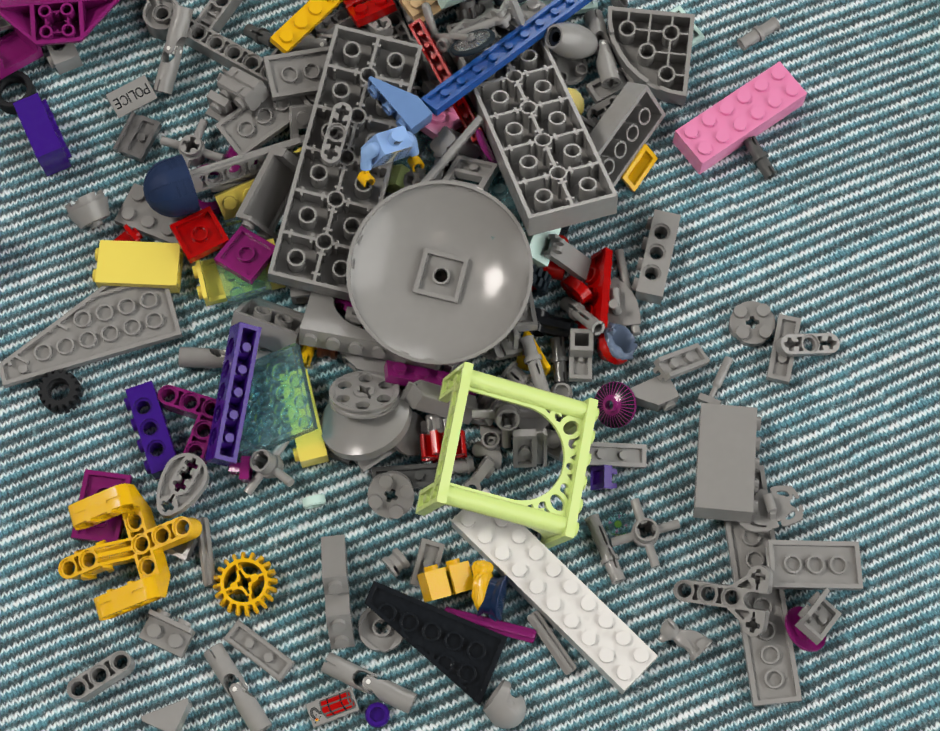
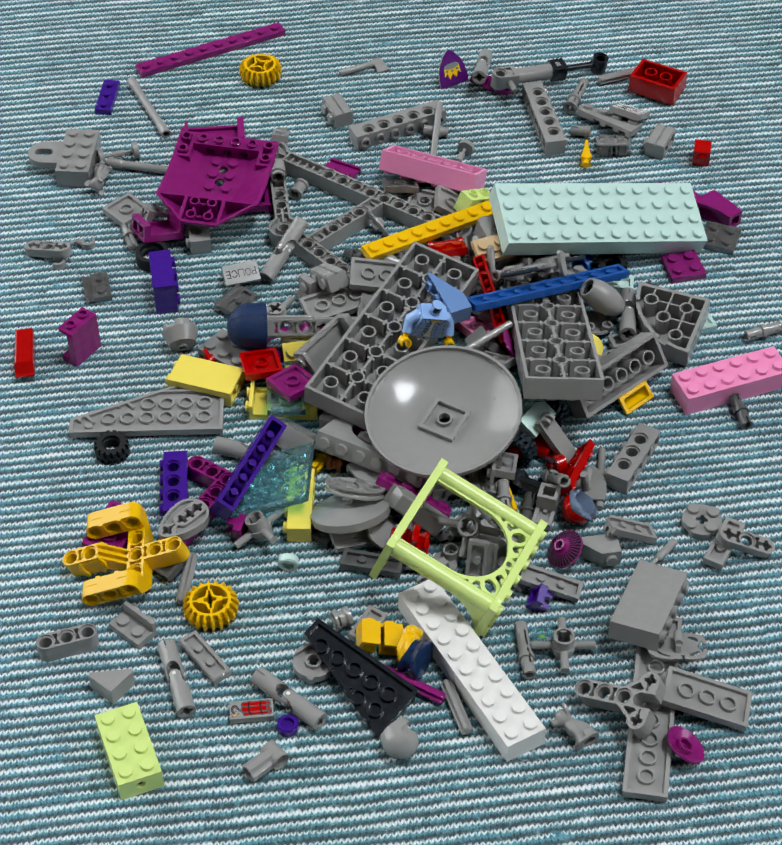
camera: 15 degrees right, 25 degrees down
(334, 117) = (389, 315): light grey beam -> none
(337, 591) = (281, 631): light grey arch -> none
(386, 482) = (352, 557): light grey plate -> none
(818, 617) = (697, 734): light grey bracket -> none

